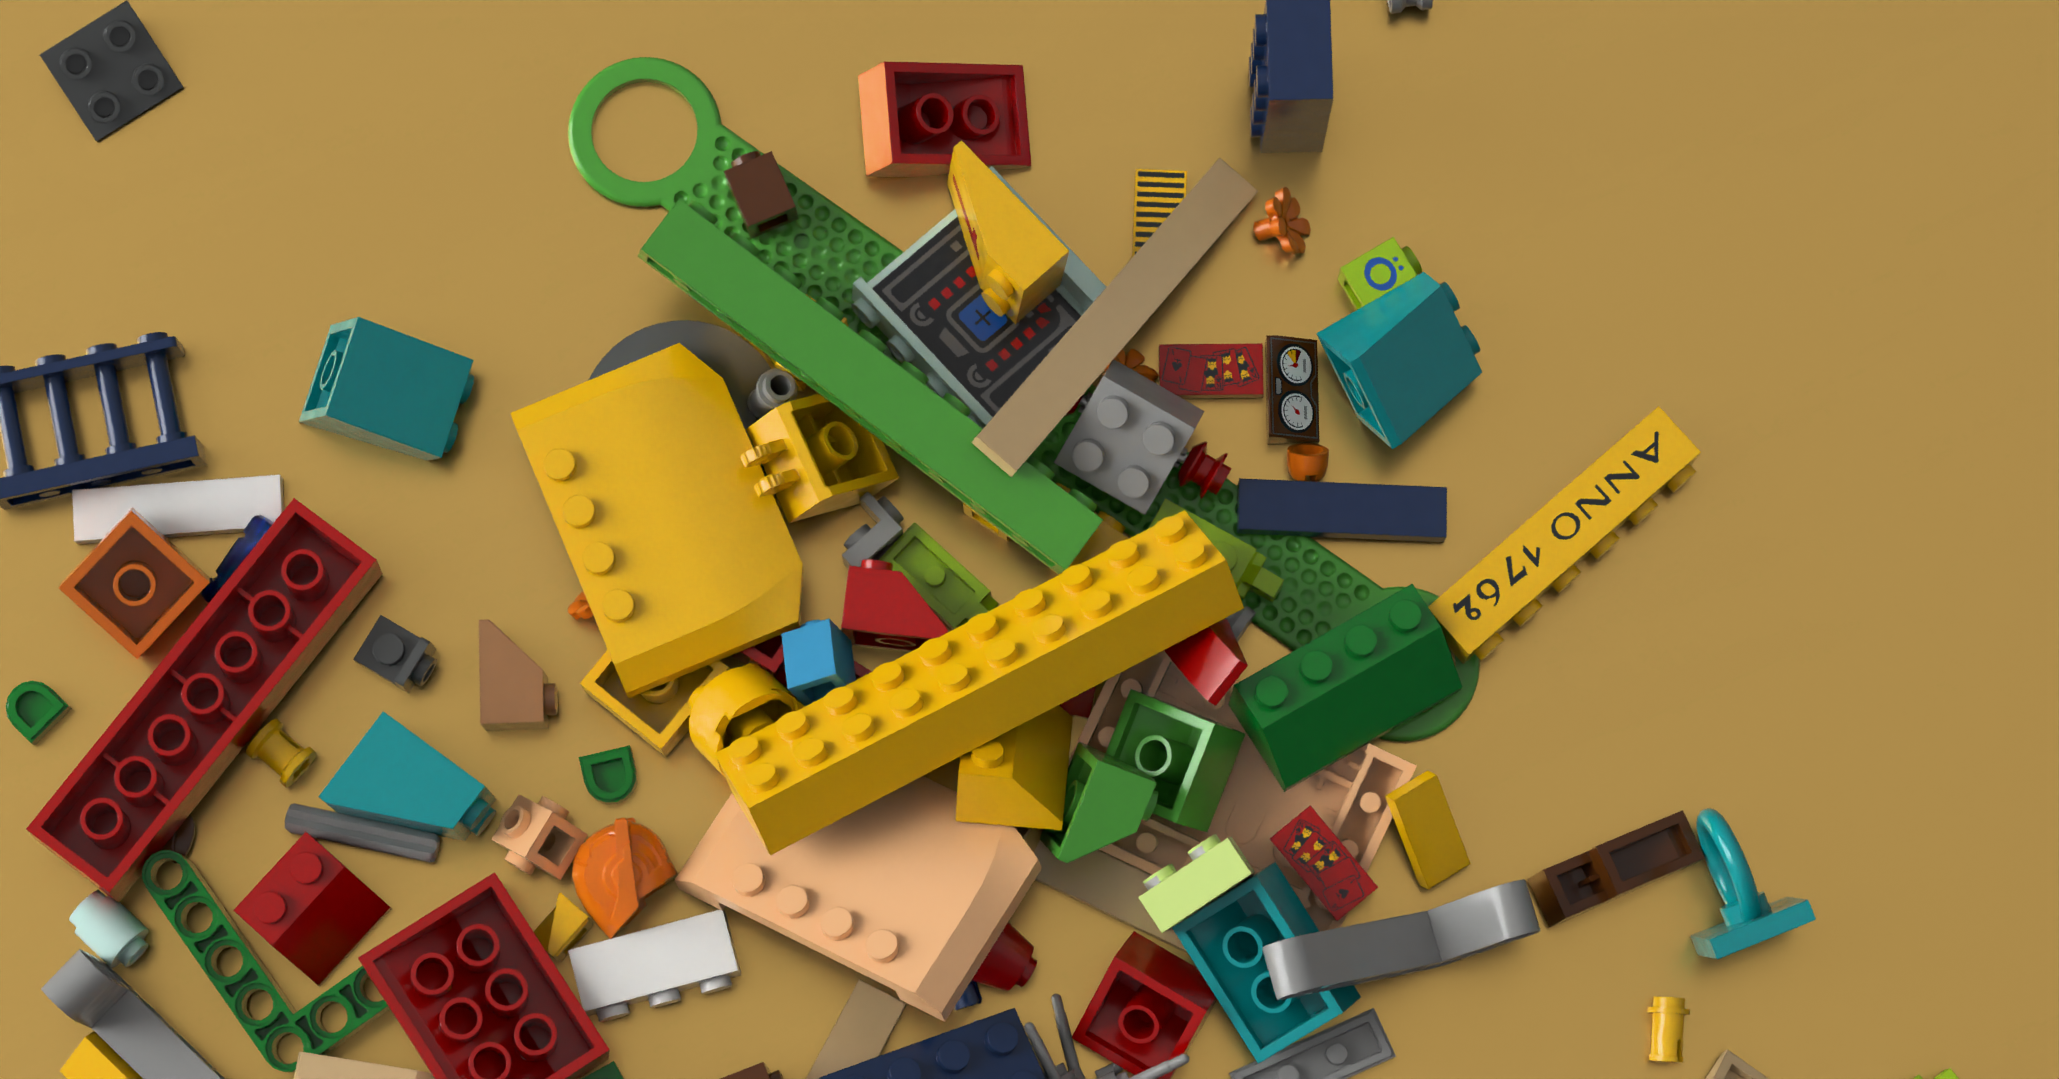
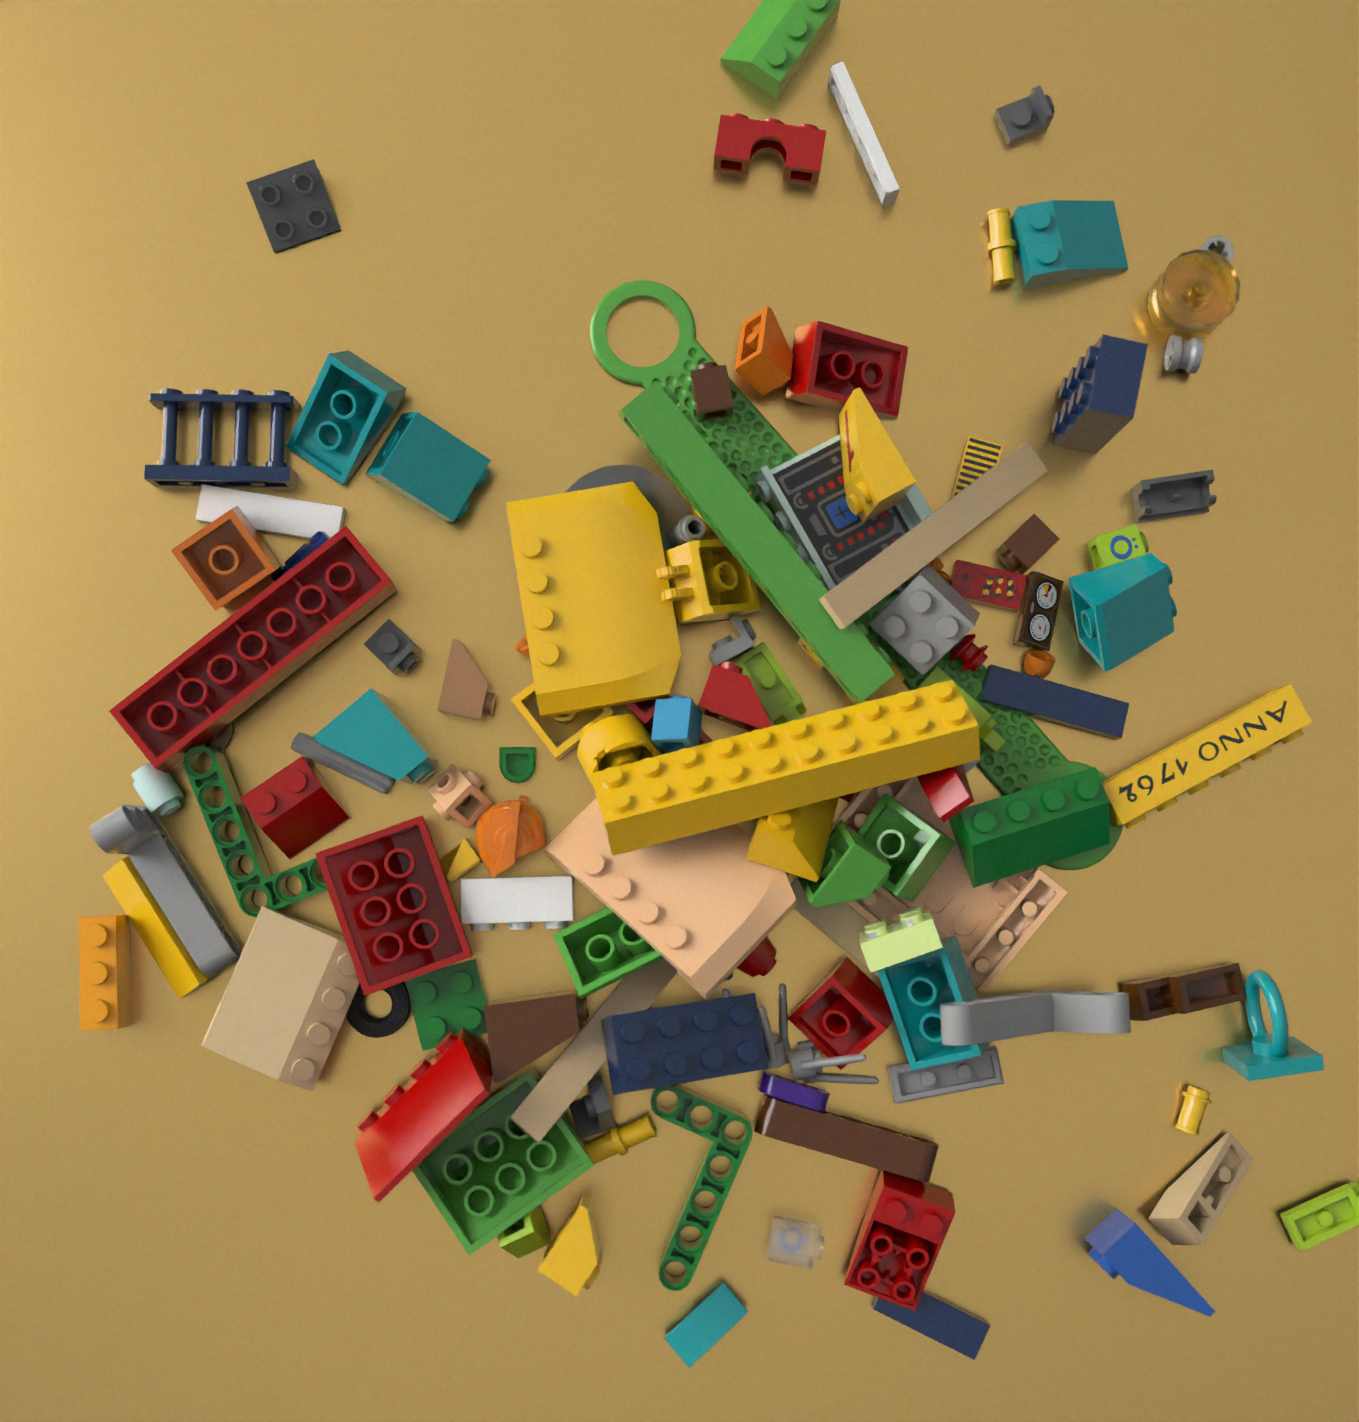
camera: 10 degrees right, 5 degrees up
(35, 709) = (143, 627): green tile -> none
(252, 346) = (344, 415): none -> teal slope
(281, 752) = (300, 696): yellow bush -> none
(790, 997) = (602, 951): none -> bright green slope
(821, 121) = (763, 353): none -> orange slope
(1251, 301) = (1027, 545): none -> reddish brown brick
(1283, 222) = (1060, 496): orange plant -> none
(1323, 863) = (988, 943): red tile -> none
(1427, 829) = (1063, 936): yellow tile -> none
(1440, 186) = (1173, 496): none -> dark grey hinge

